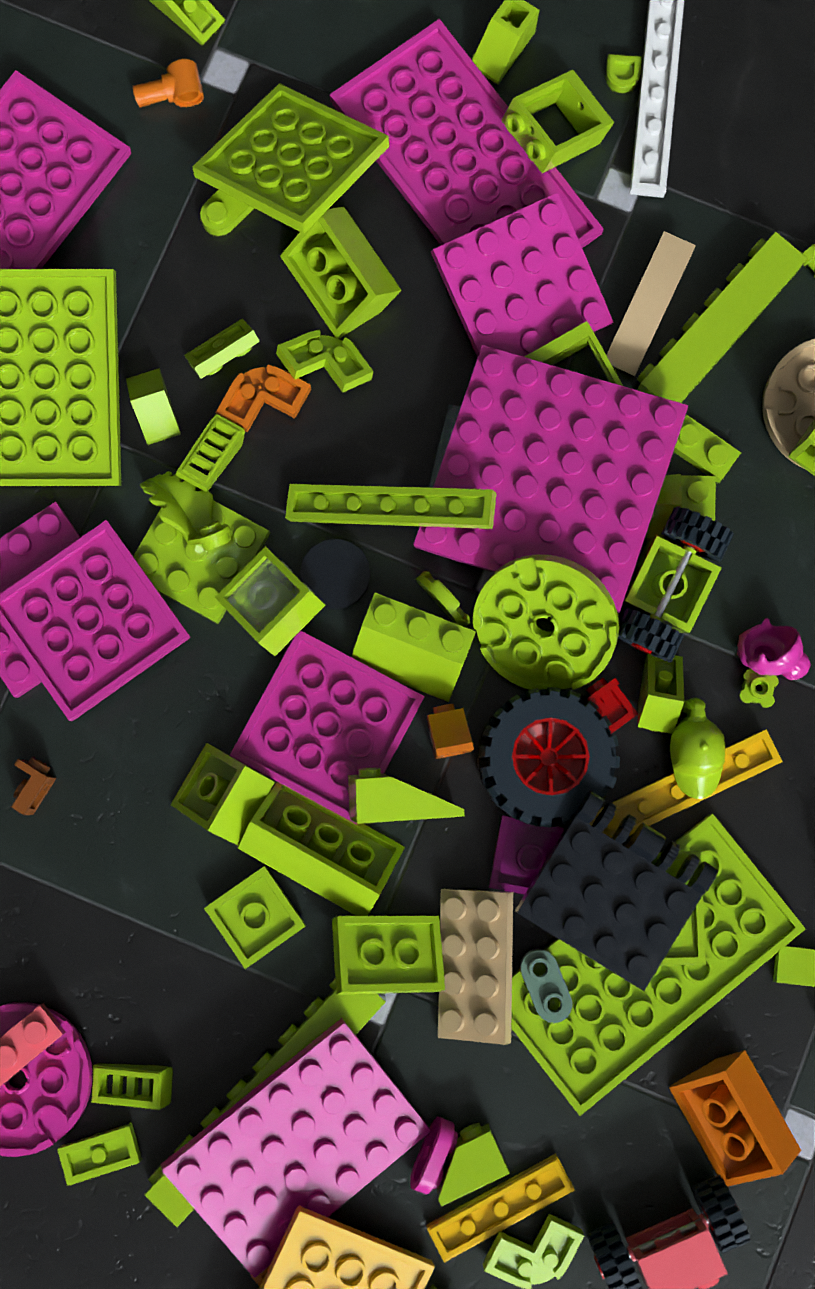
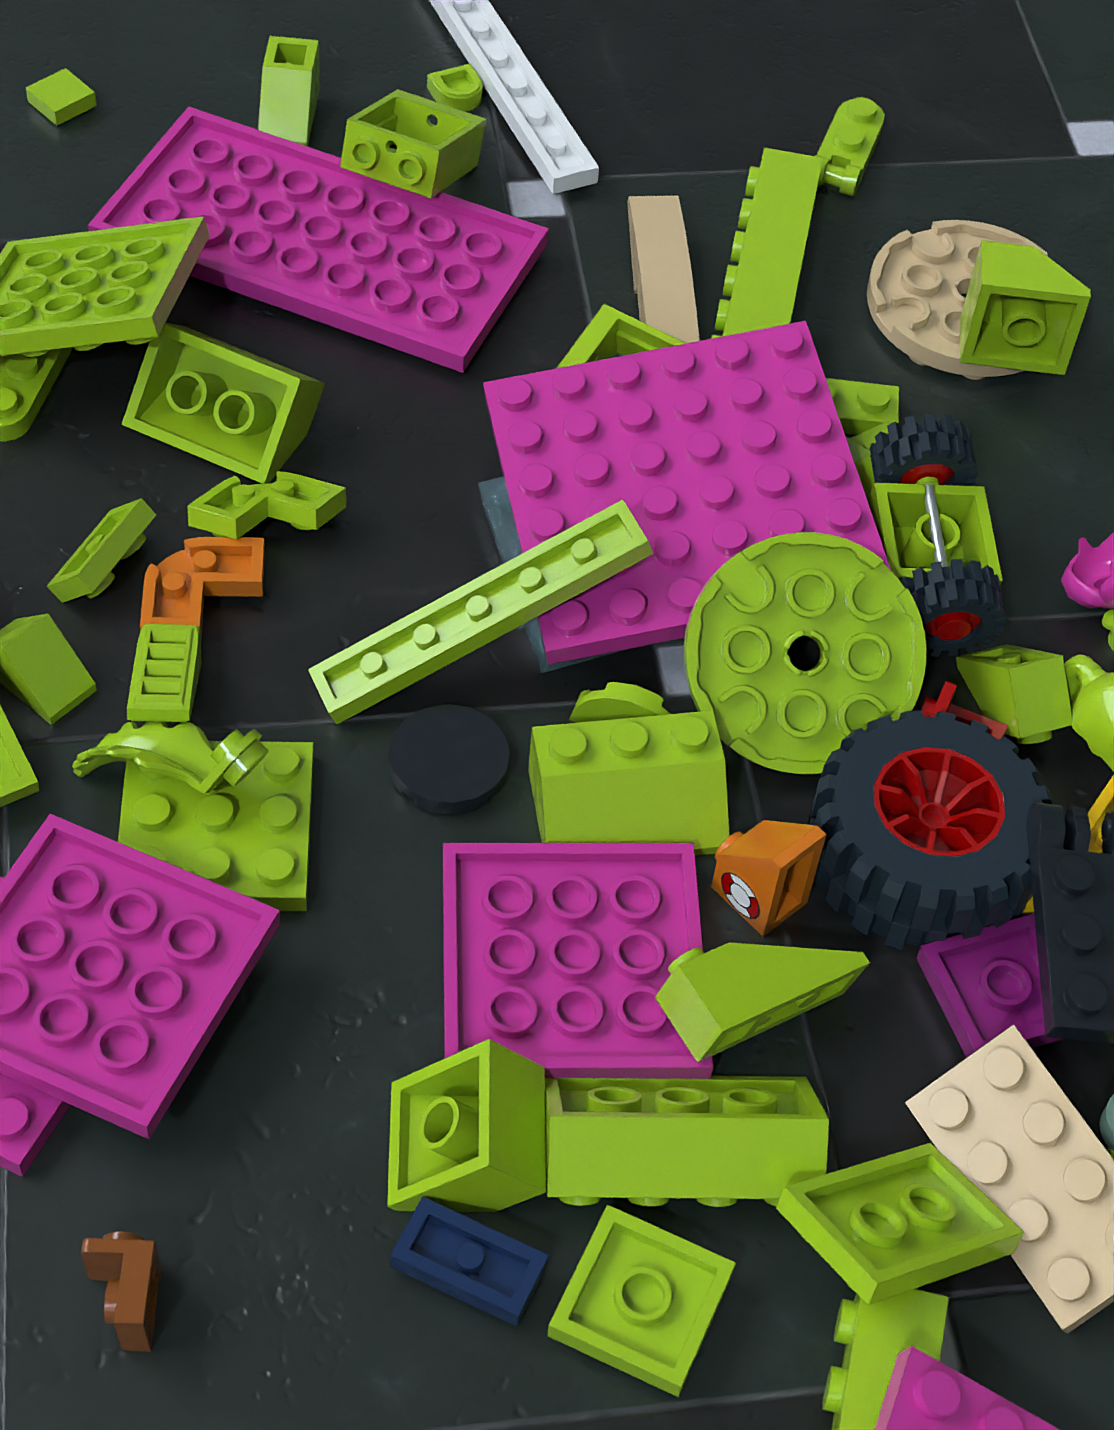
camera: 30 degrees left, 30 degrees down
(188, 855) = (469, 1261): none -> dark blue plate
(270, 601) = (378, 814): piece -> none
(522, 280) = (474, 307): dark pink plate -> none

